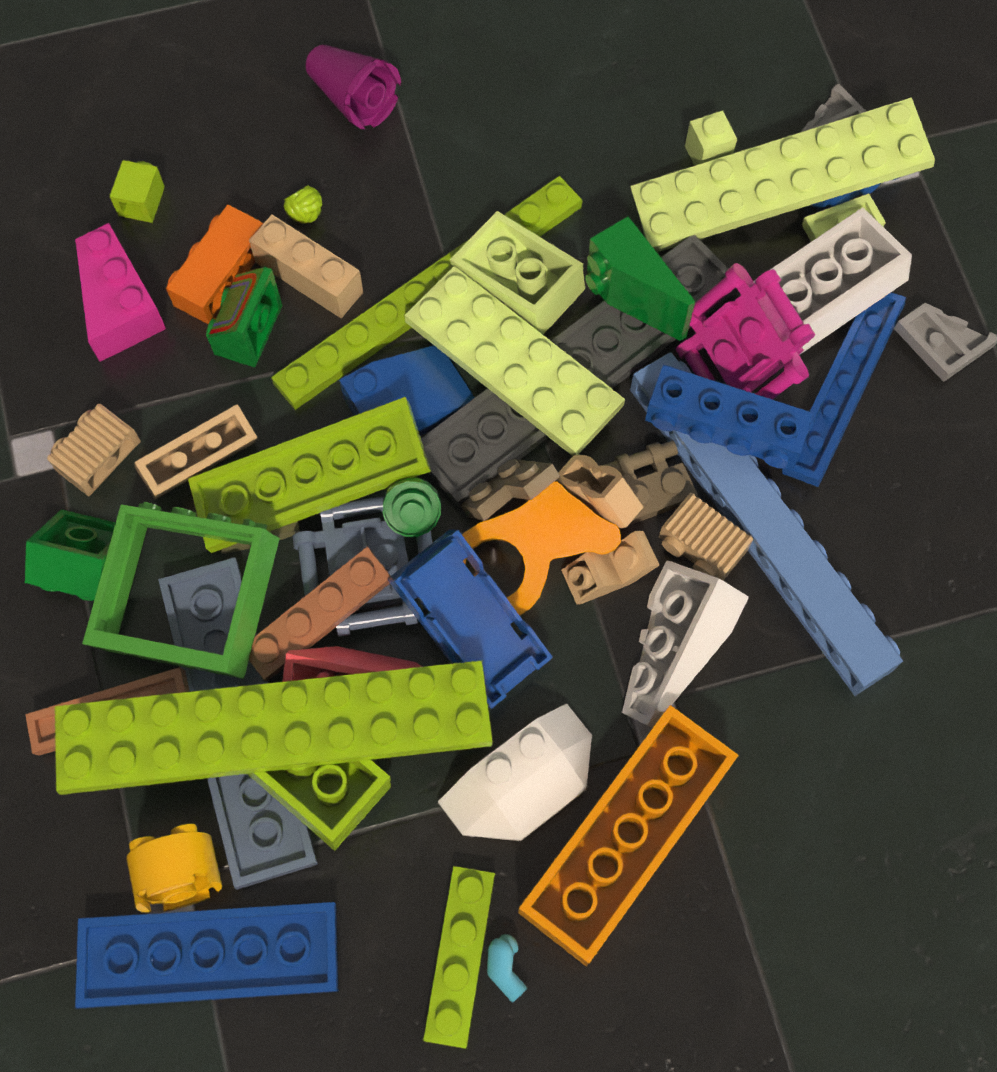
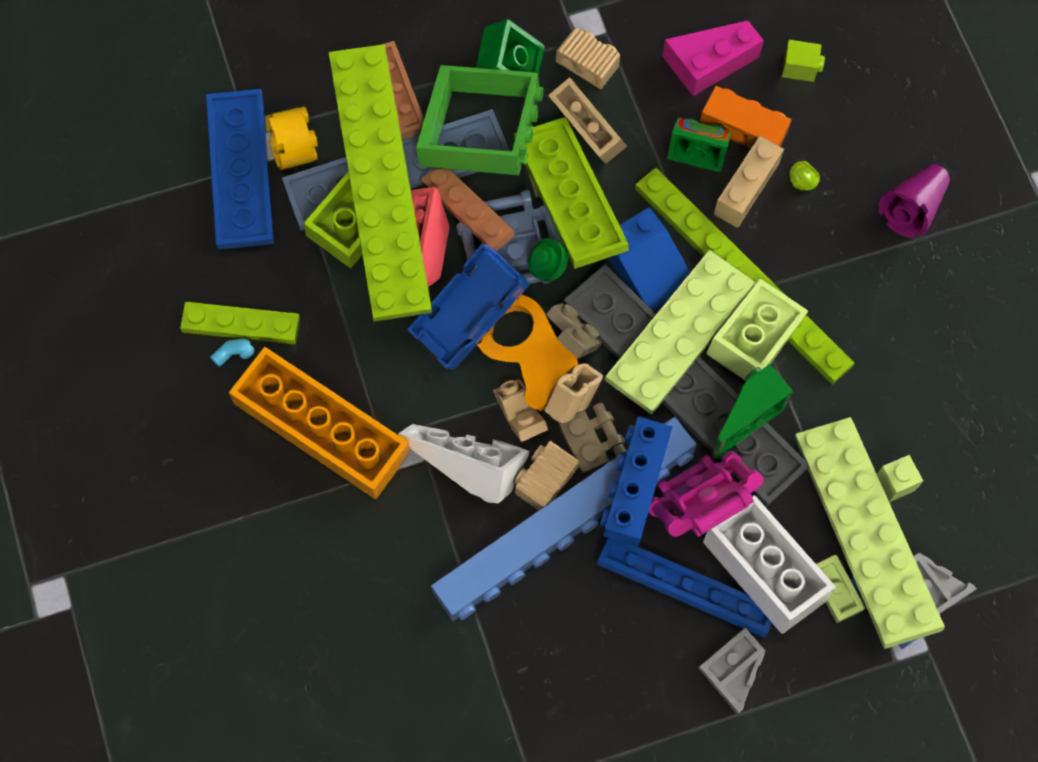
camera: 85 degrees right, 0 degrees up
(523, 779) = (362, 358): white wedge -> none

